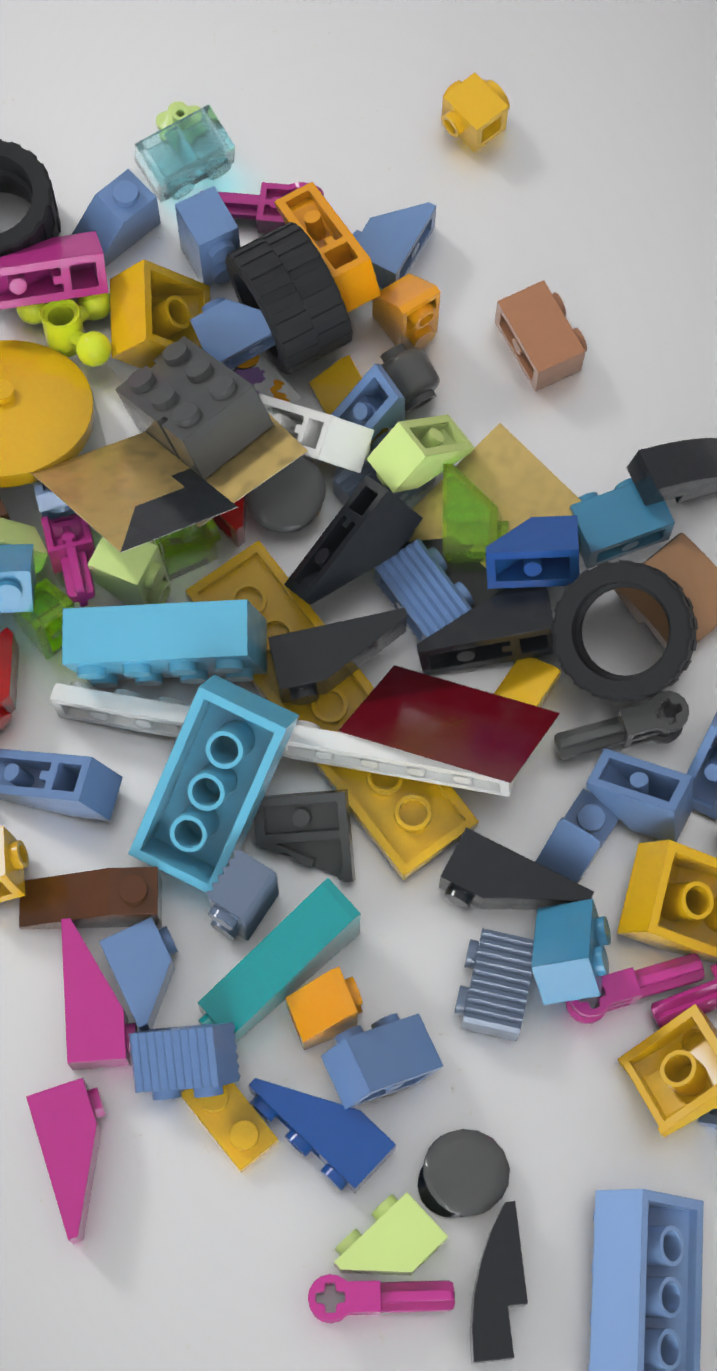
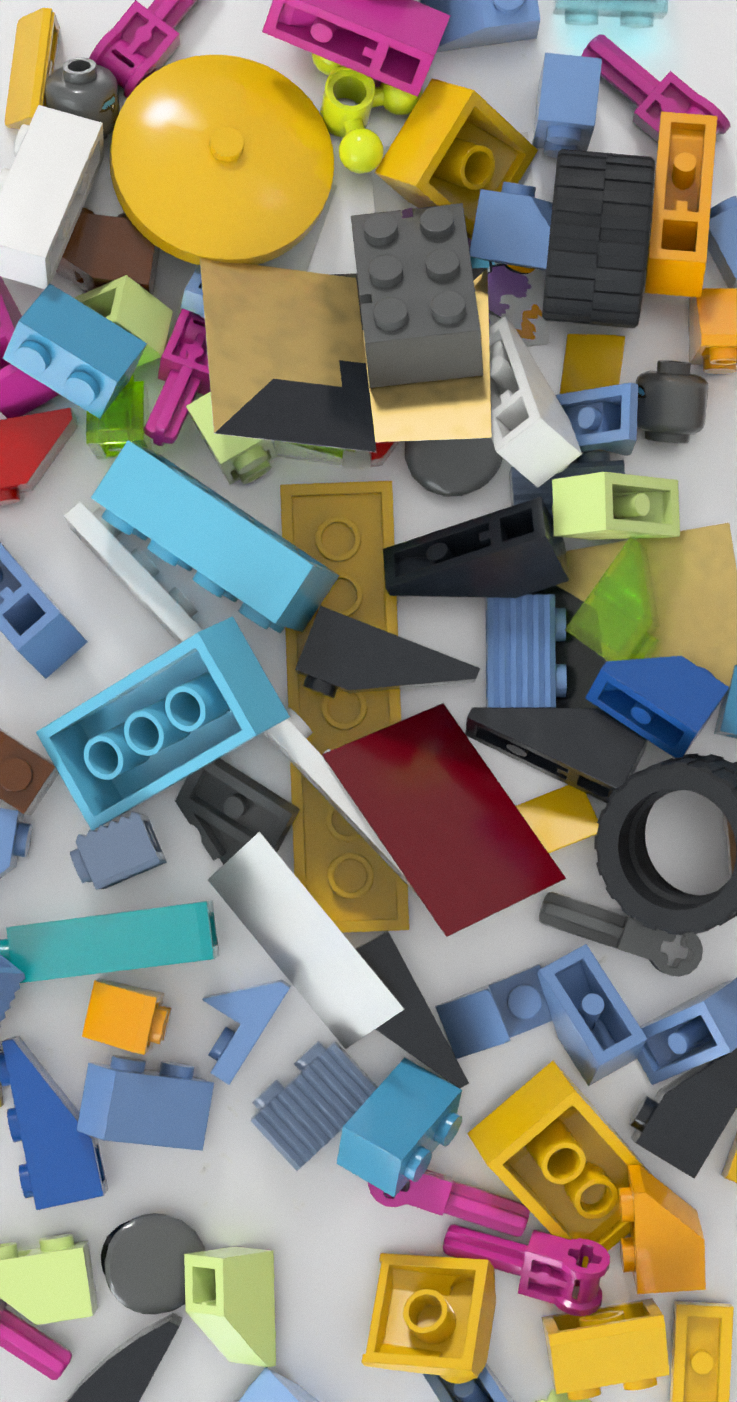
camera: 35 degrees right, 15 degrees up
(409, 950) = (252, 1010): none -> medium blue slope
(415, 867) = (304, 942): none -> white sticker
(542, 1161) = (234, 1301): none -> yellowish green slope

